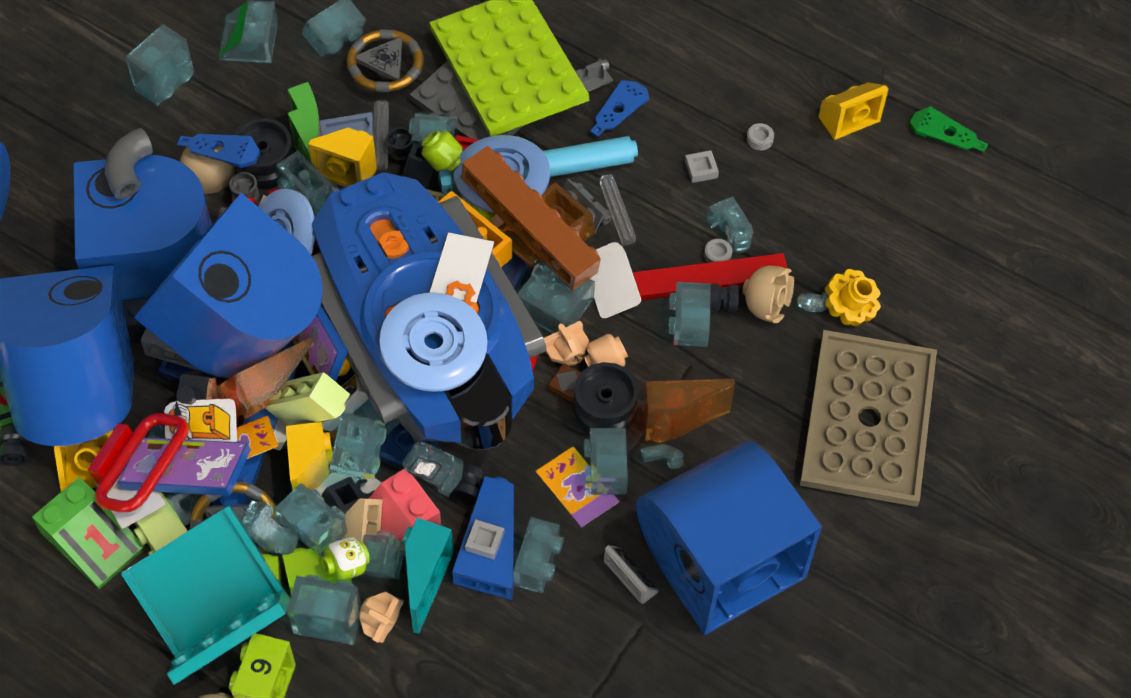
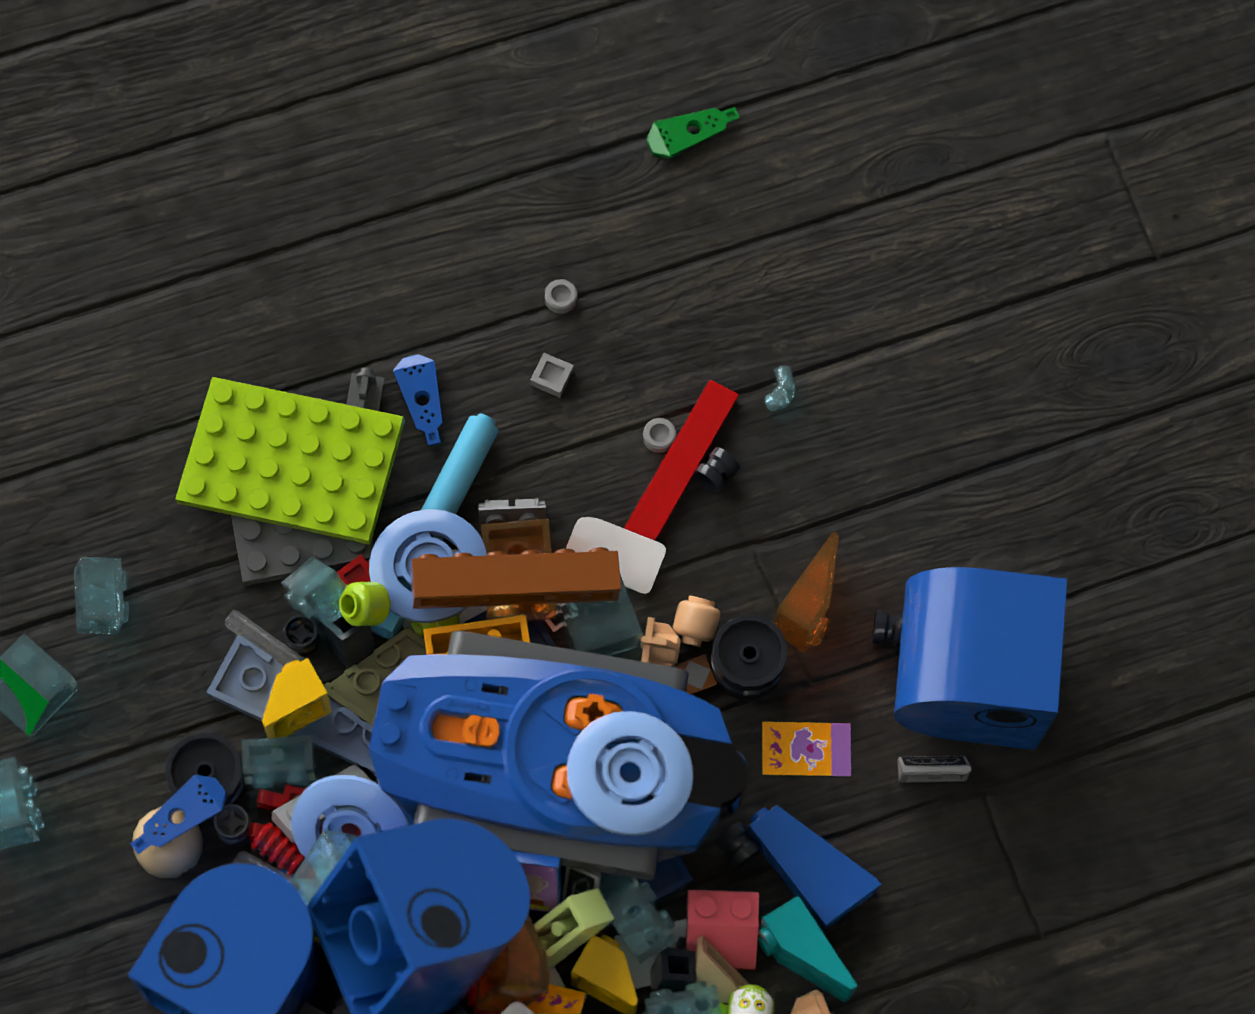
camera: 55 degrees left, 10 degrees up
(122, 162) = (176, 924): dark grey cylinder -> none
(303, 118) = (213, 710): bright green slope -> none
(384, 60) = (185, 576): piece -> none
(384, 555) = (758, 970): clear light blue brick -> none
(434, 466) = (711, 860): clear light blue leg -> none
(462, 260) = (558, 685): white sticker -> none
(484, 539) = (818, 872): light grey tile -> none
(536, 555) = (858, 835): clear light blue brick -> none
(607, 461) = (811, 704): clear light blue brick -> none
(617, 209) = (539, 488): clear axle -> none
(665, 452) = (835, 645): clear light blue arm -> none
(691, 314) = (715, 512): clear light blue brick -> none
(732, 223) = (643, 398): clear light blue leg -> none
(768, 292) = (745, 427): tan cylinder -> none
(852, 297) = (806, 358): yellow plant -> none
(853, 109) = (604, 190): yellow slope -> none
(859, 459) = (921, 395): dark tan plate -> none

